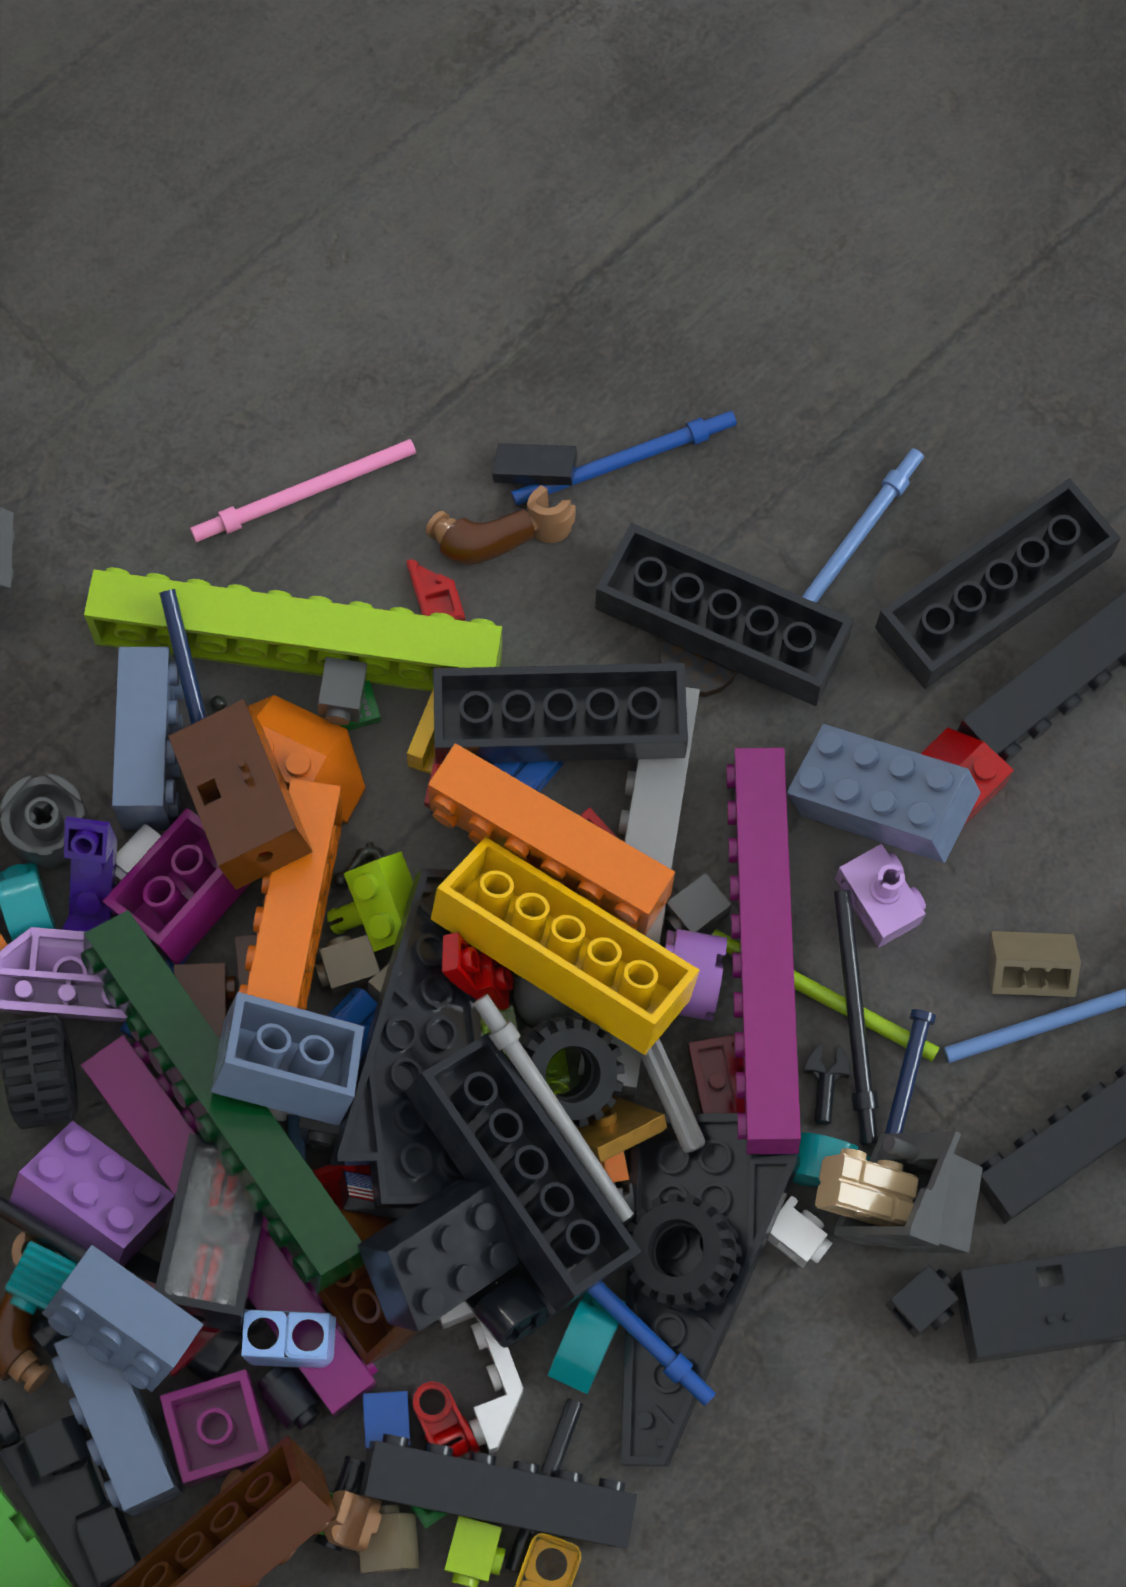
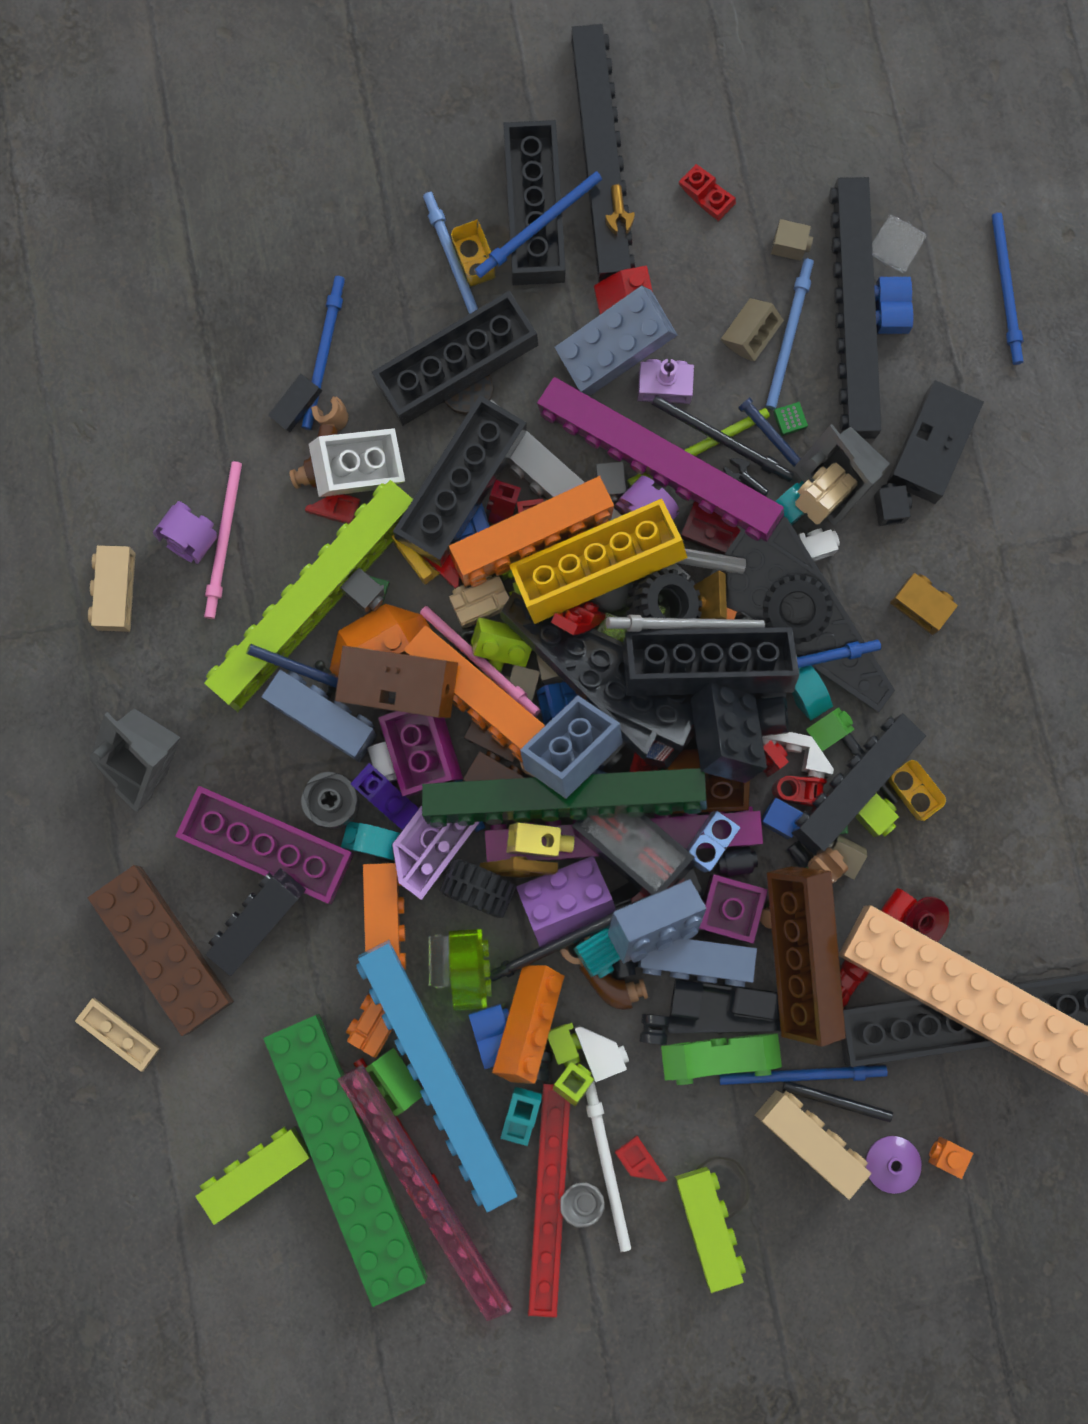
camera: 60 degrees left, 10 degrees up
(98, 1105) = (520, 867): none -> pearl gold plate
(137, 1087) = (527, 838): none -> light yellow torso
(155, 401) = (112, 588): none -> tan brick
(279, 439) = (186, 533): none -> medium lavender brick
(327, 958) = (516, 693): none -> bright pink bar
(424, 839) = (479, 601): none -> tan brick
(453, 1345) = (775, 757): none -> red plate
(502, 577) = (355, 461): none -> white brick
(552, 1409) = (831, 728): none -> bright green brick
(577, 786) = (502, 501): none -> dark red brick
(816, 1432) = (924, 603): none -> pearl gold brick
(884, 522) = (469, 232): none -> yellow piece
(887, 578) = (499, 255): none -> blue bar
(948, 1091) = (790, 419): none -> green tile
(1059, 691) = (619, 211): none -> pearl gold bar

